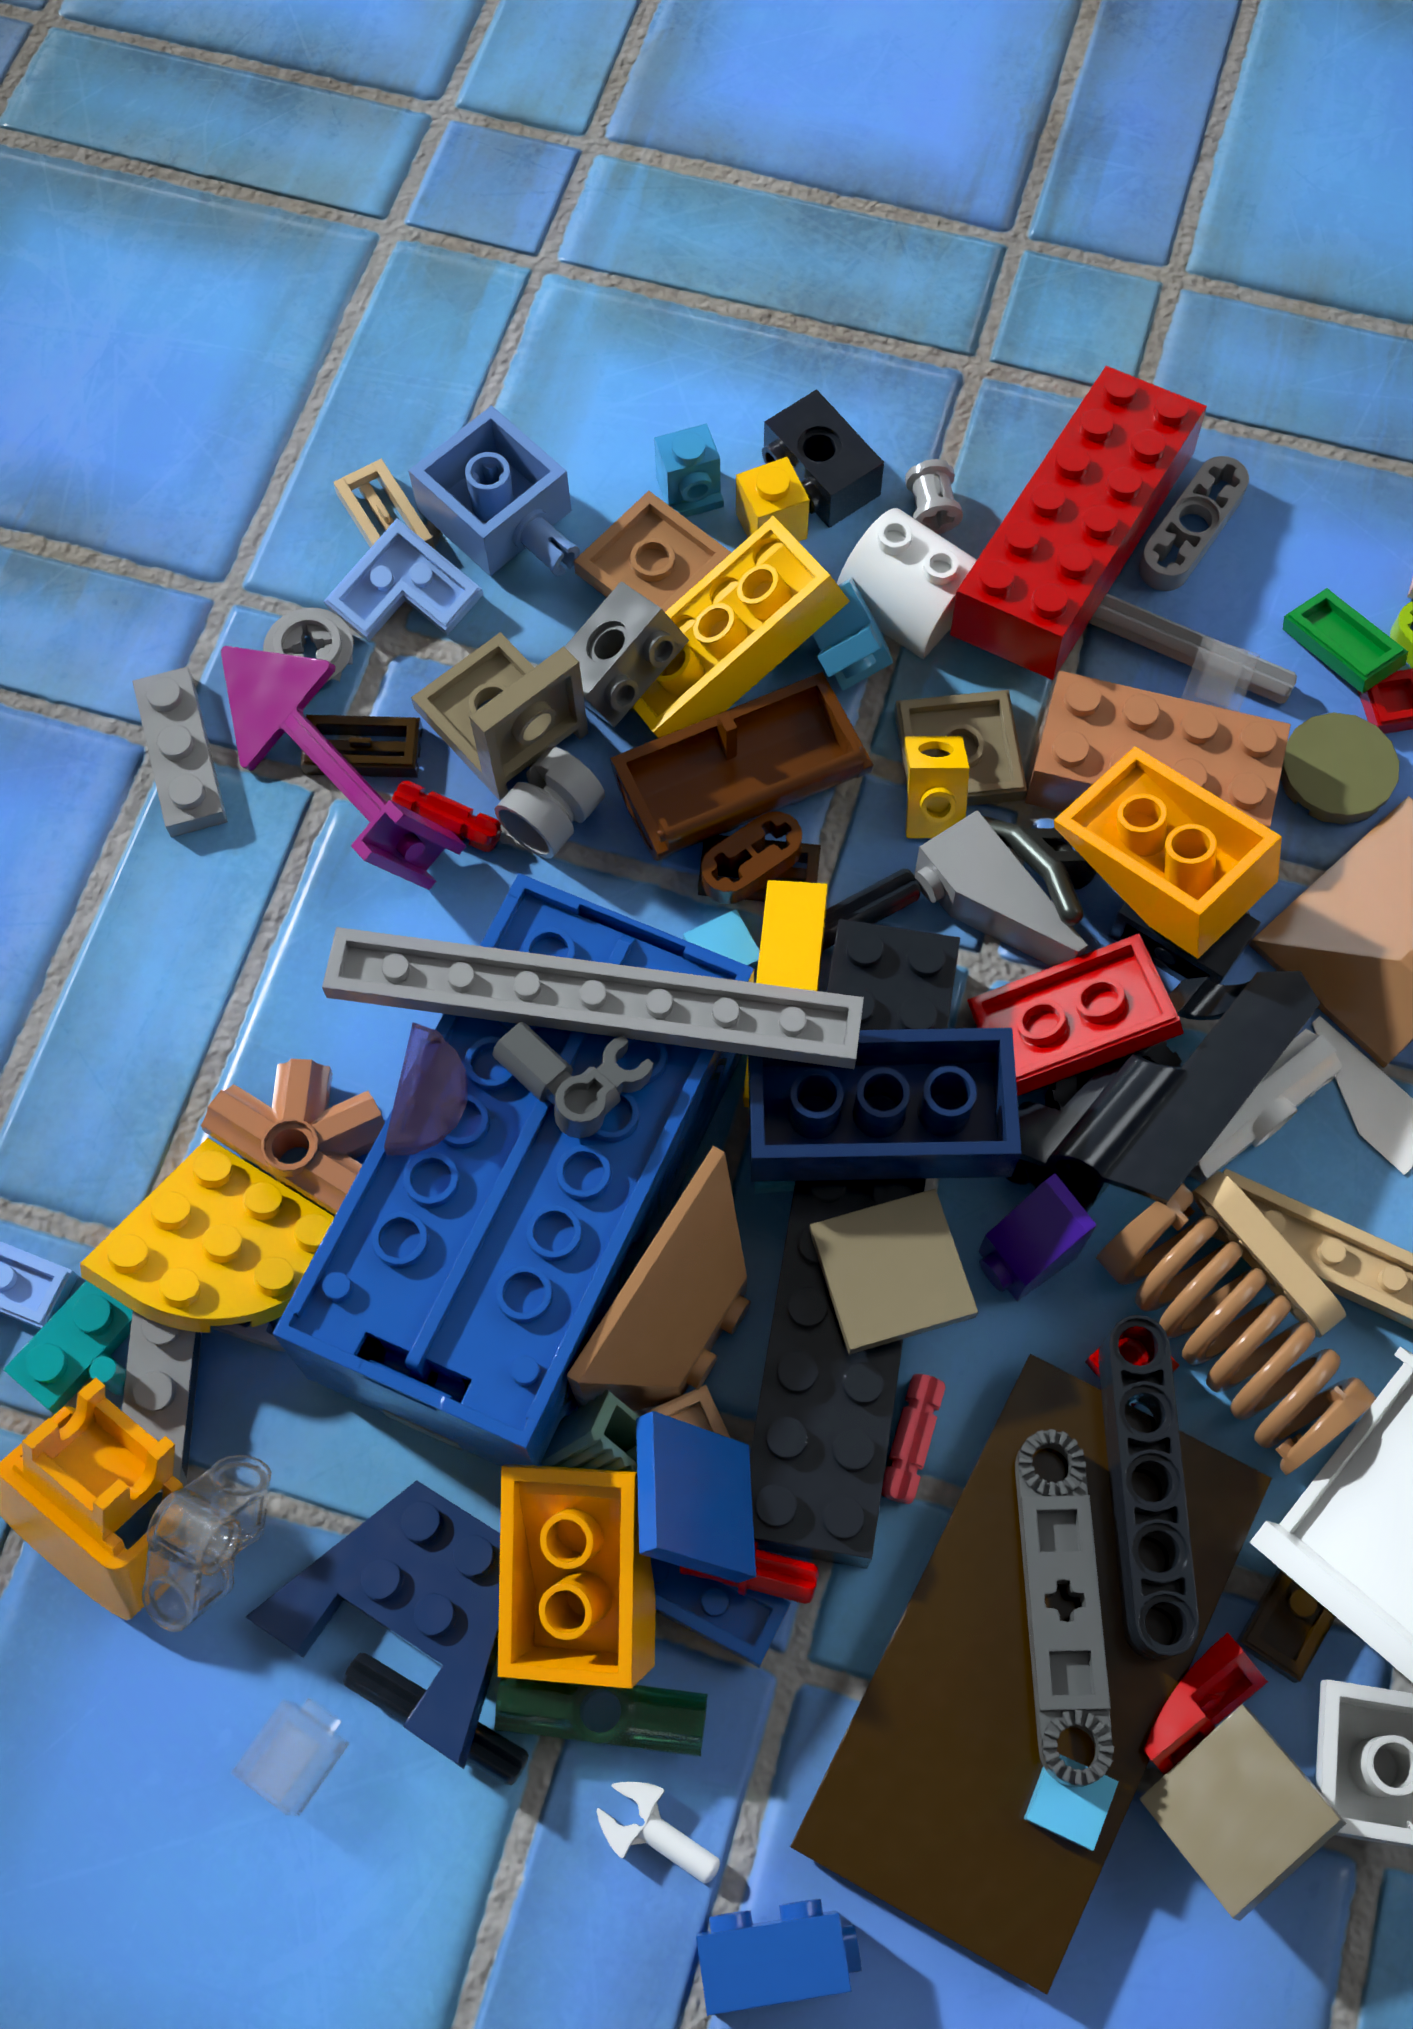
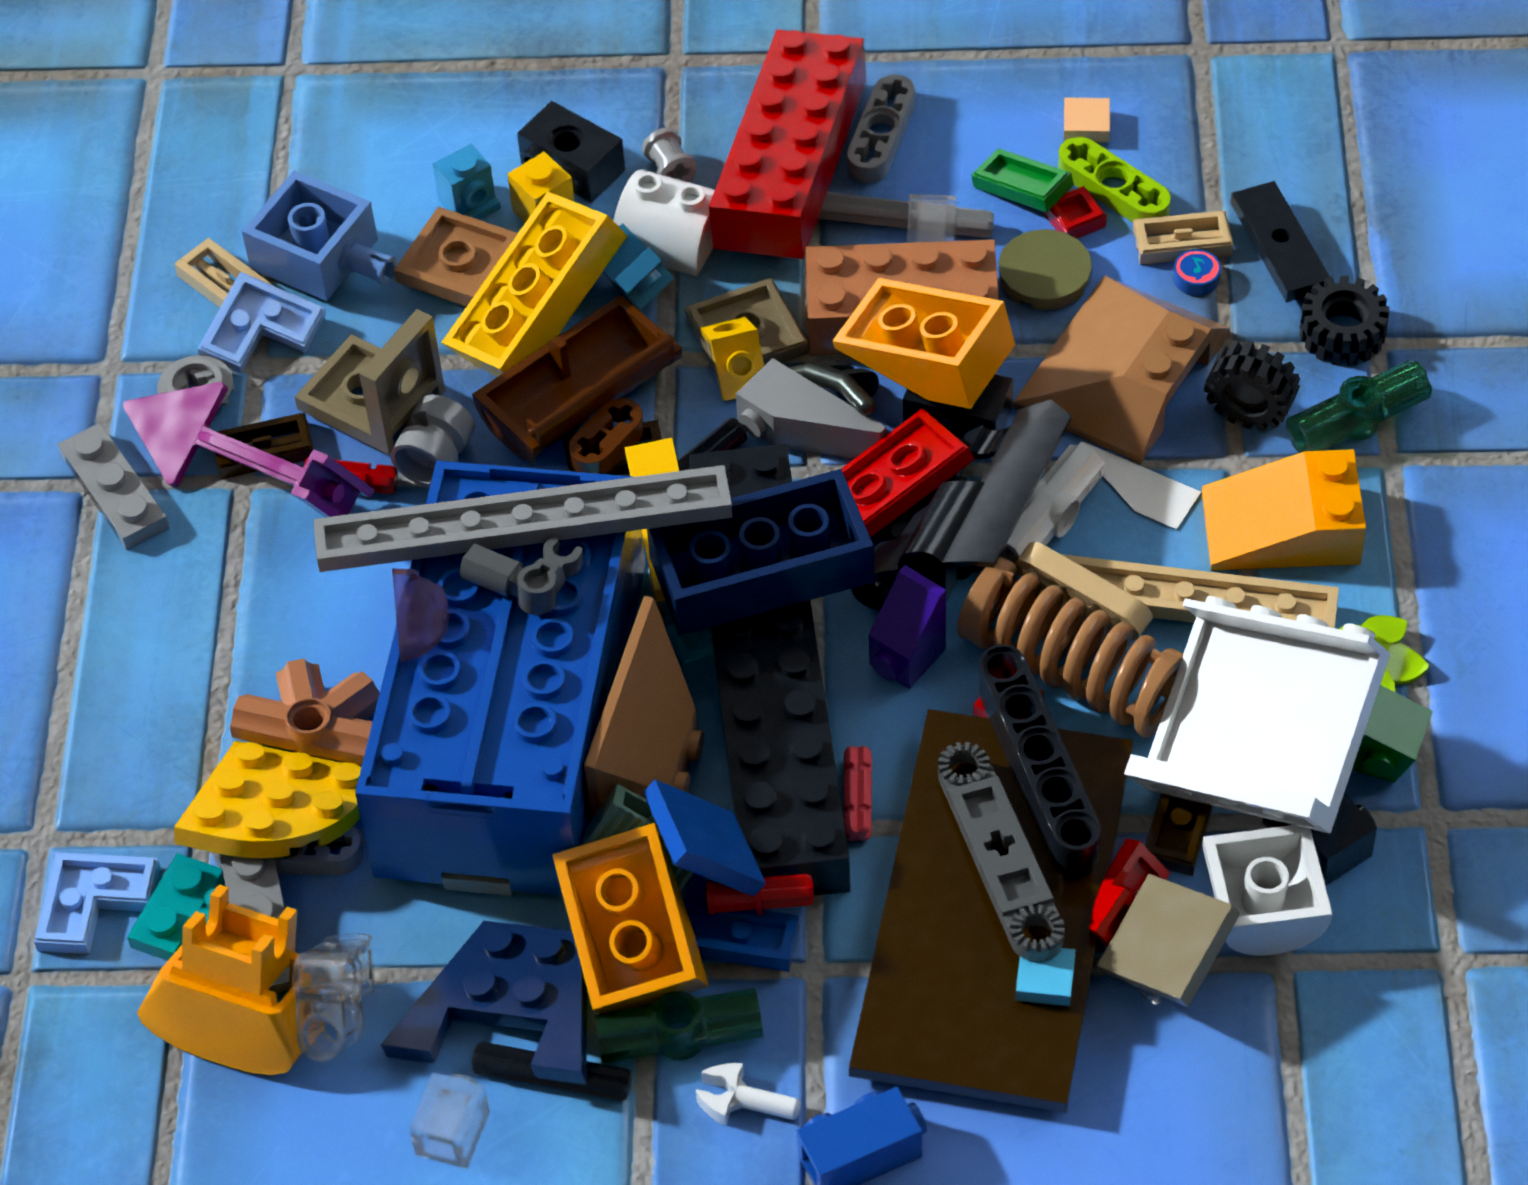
camera: 15 degrees left, 15 degrees down
(623, 651) = (463, 315): dark grey brick -> none
(892, 1271) = (804, 664): dark tan tile -> none

